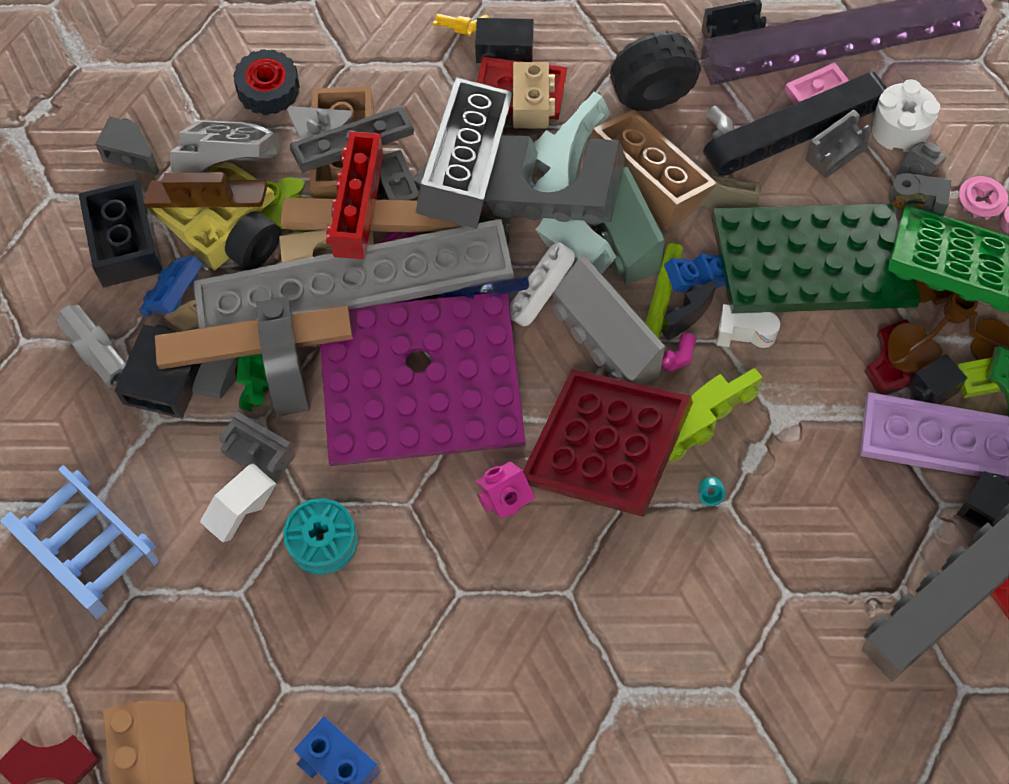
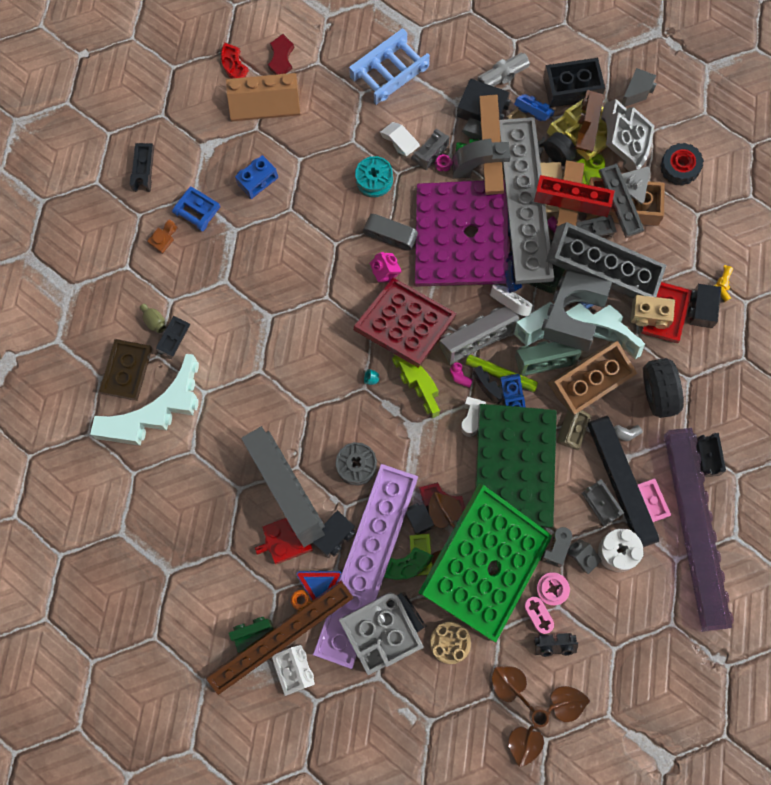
camera: 100 degrees right, 10 degrees up
(283, 417) = (443, 159): none -> dark pink plate
(430, 495) = (390, 232): none -> dark grey beam
(868, 508) = (355, 452): none -> dark grey wheel

